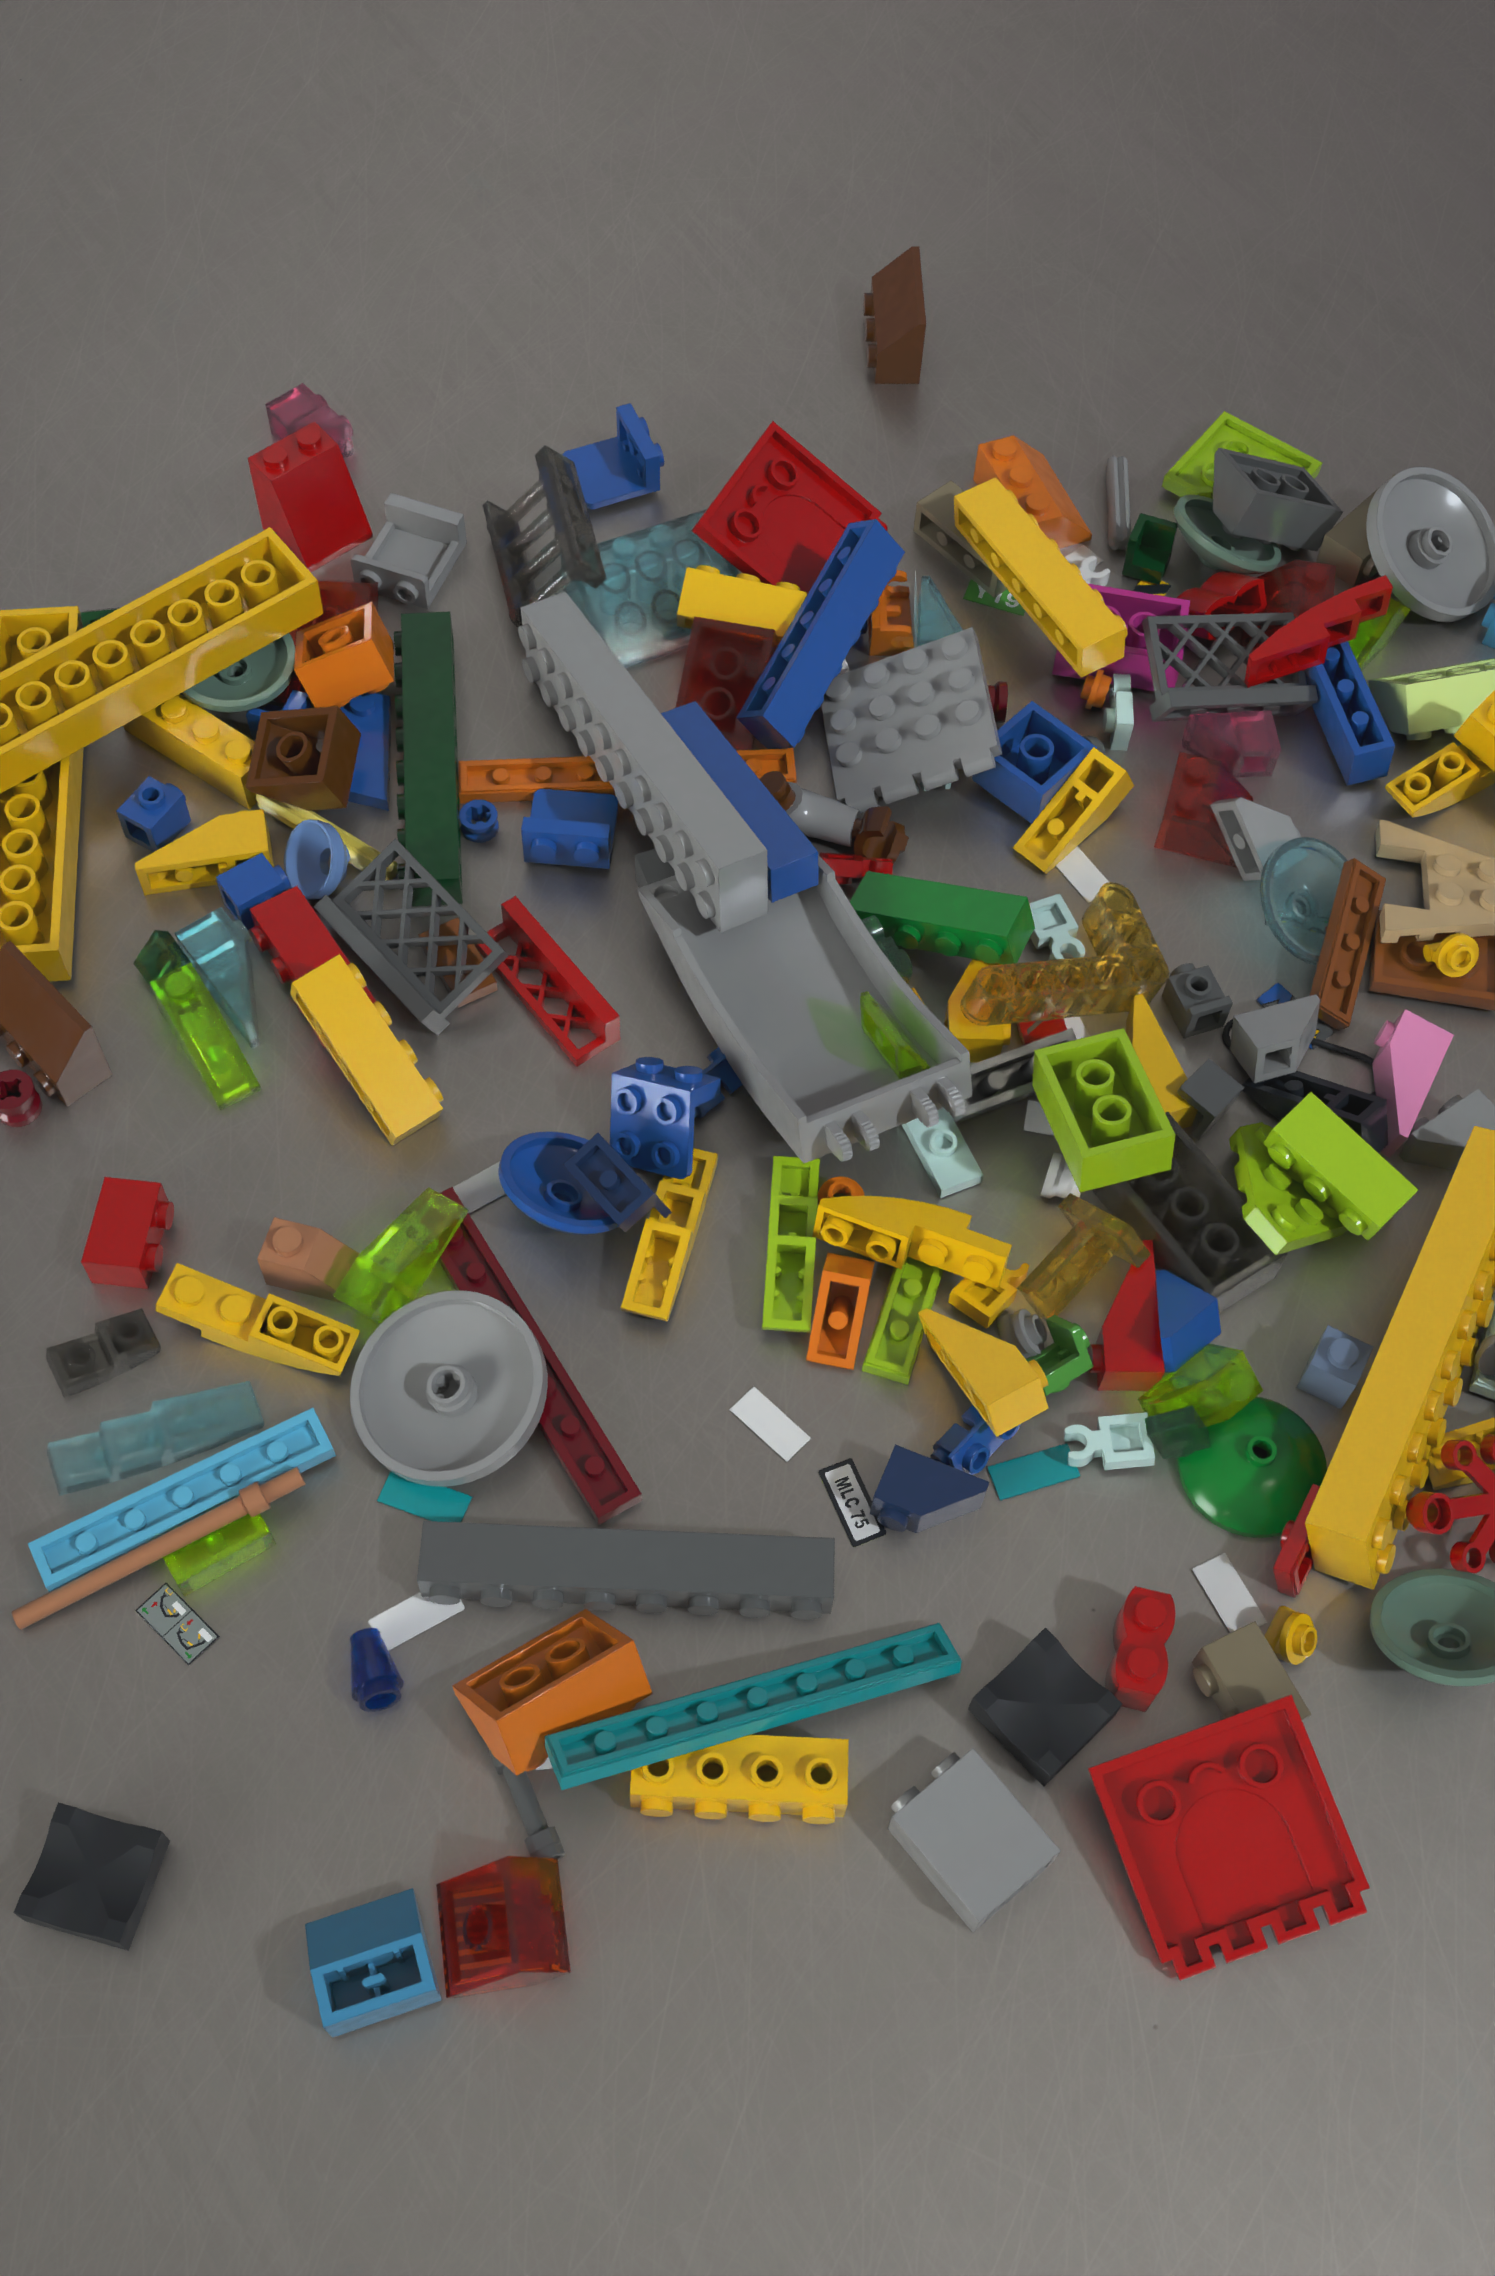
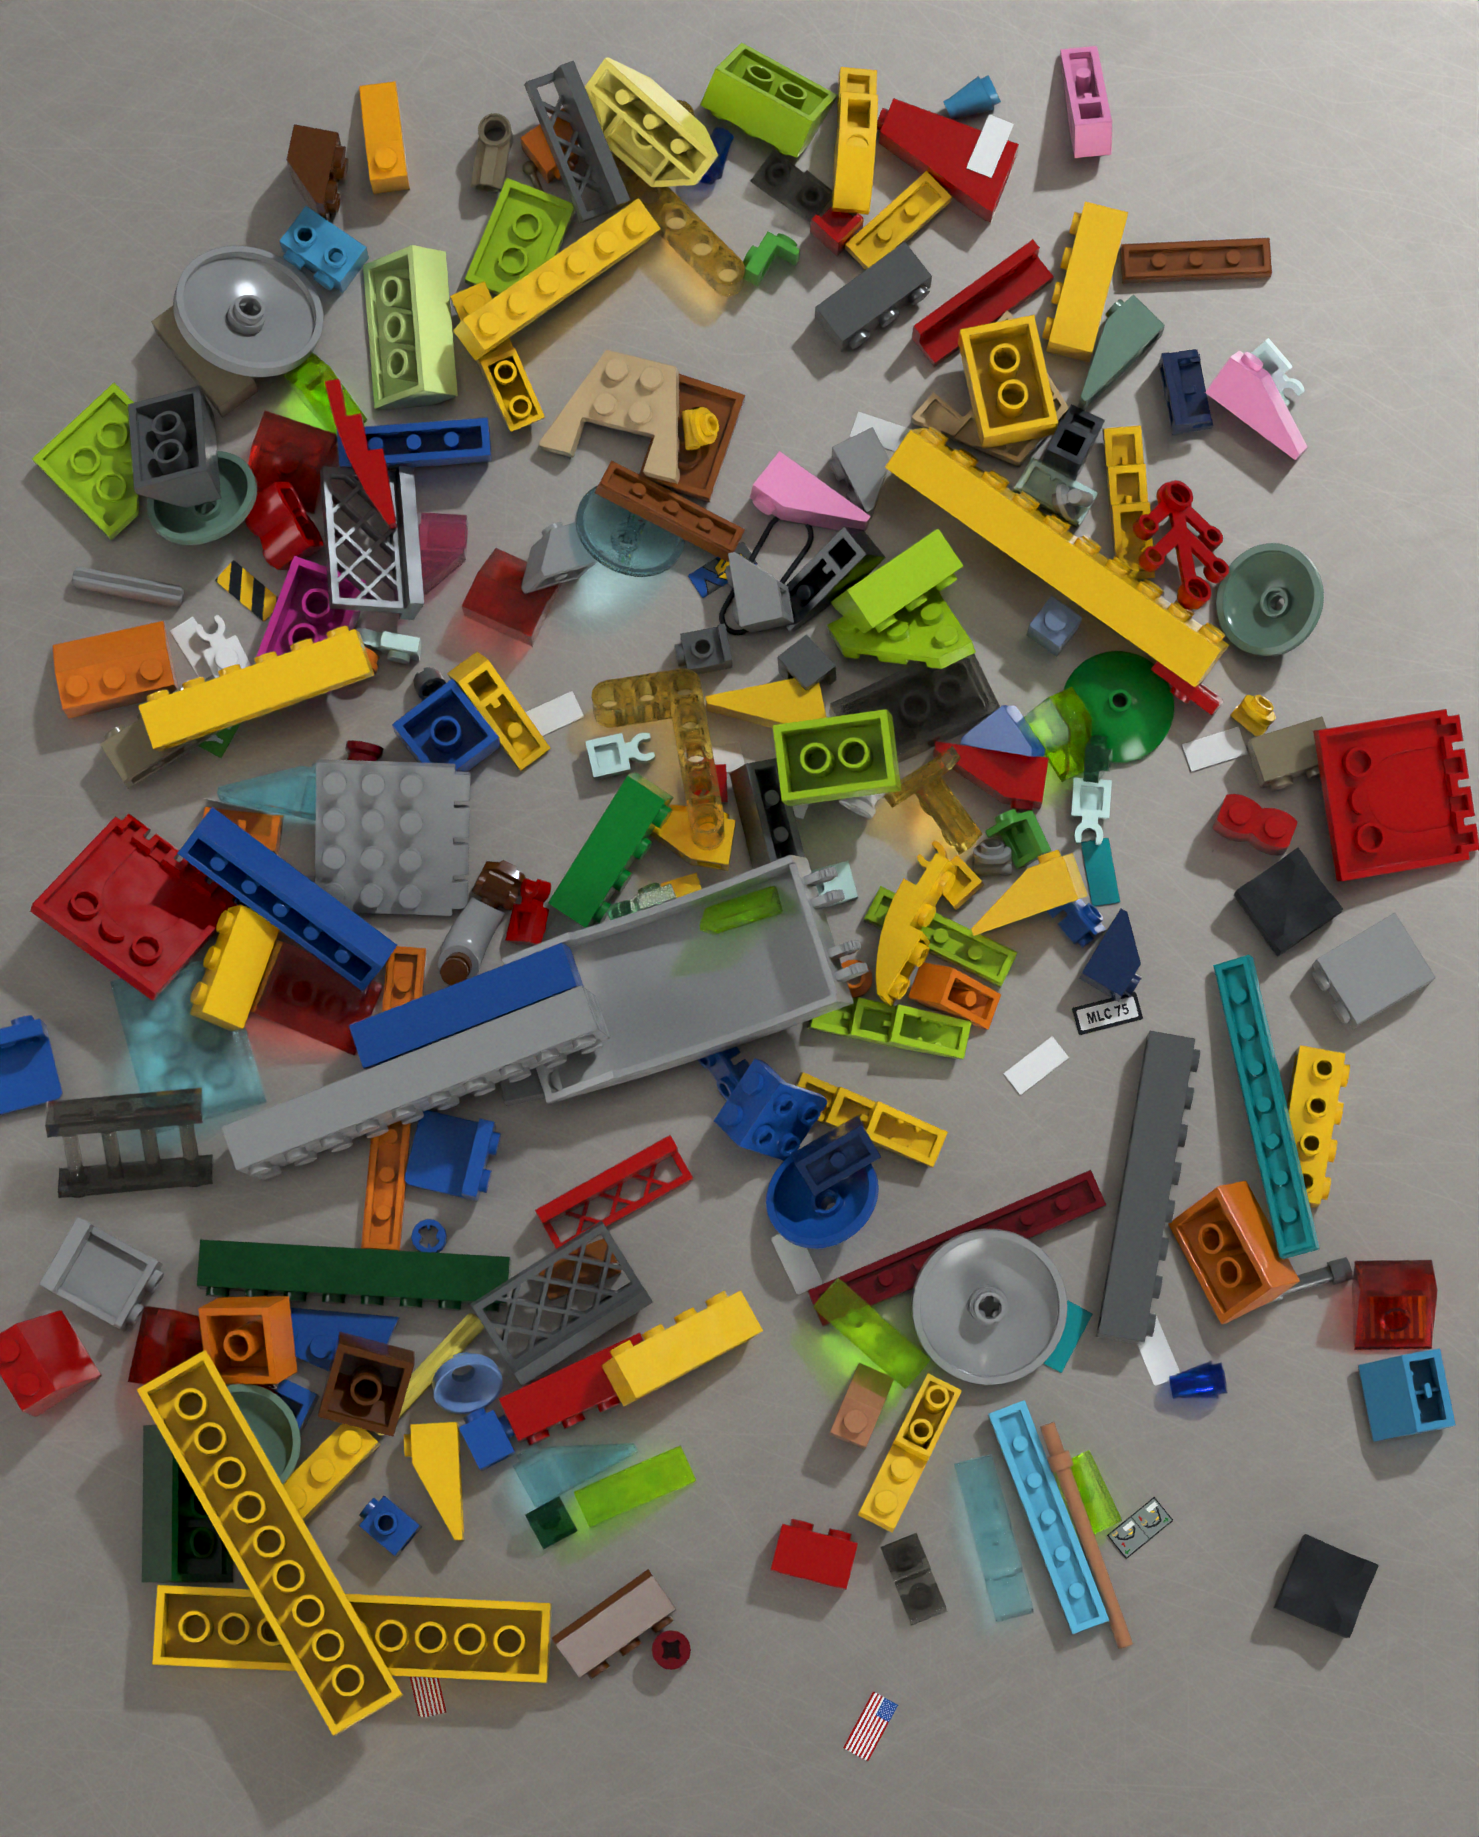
camera: 80 degrees left, 20 degrees up
(1149, 548) = (202, 574): dark green panel -> none

